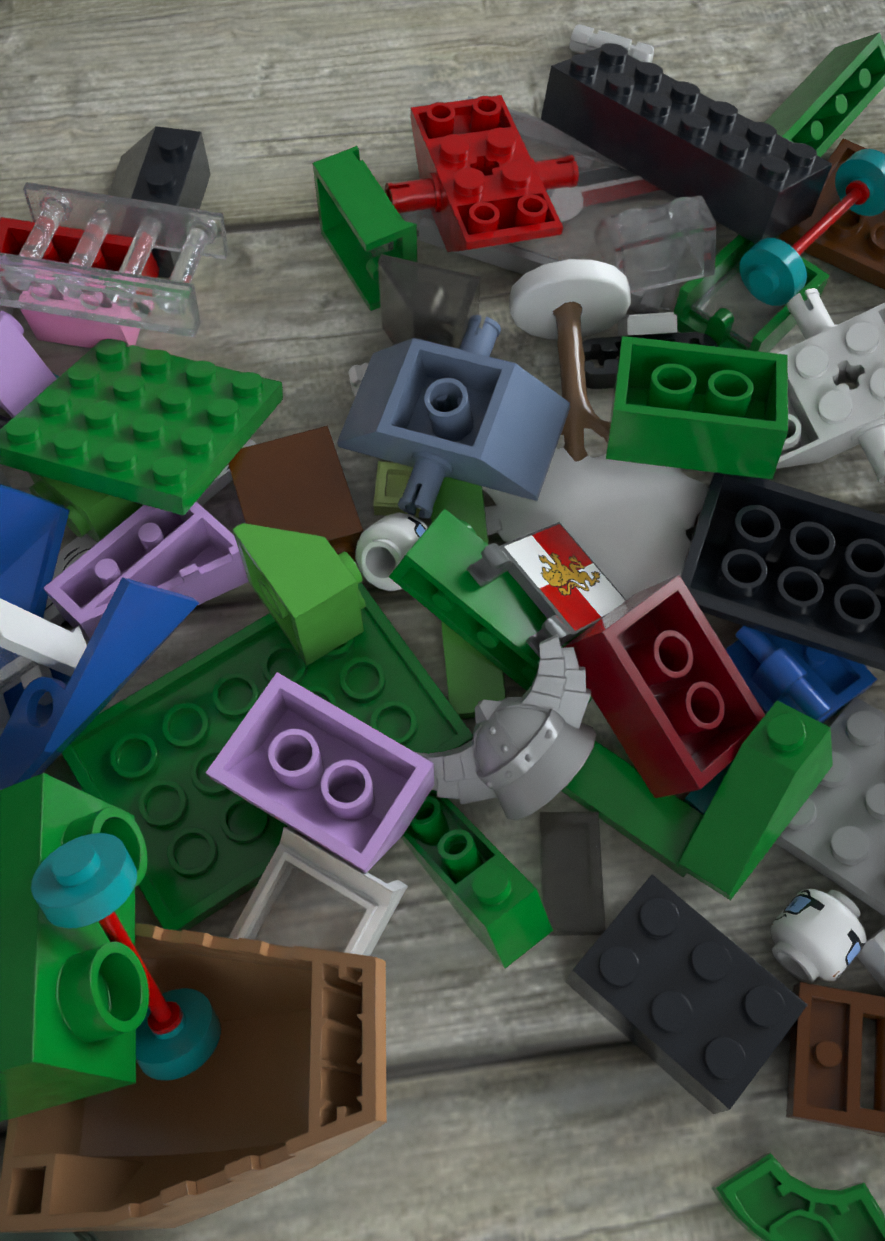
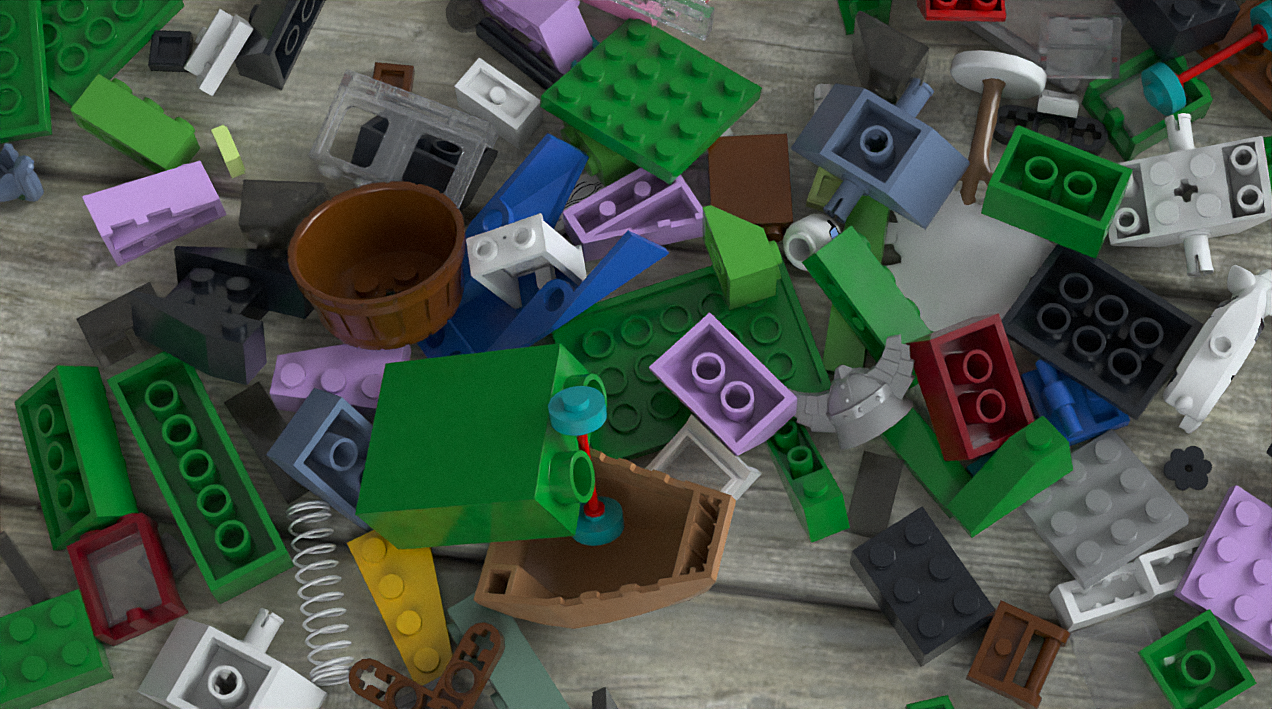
camera: 20 degrees right, 5 degrees up
(555, 577) = (920, 292): flag -> none
(818, 935) = (1024, 576): white head -> none

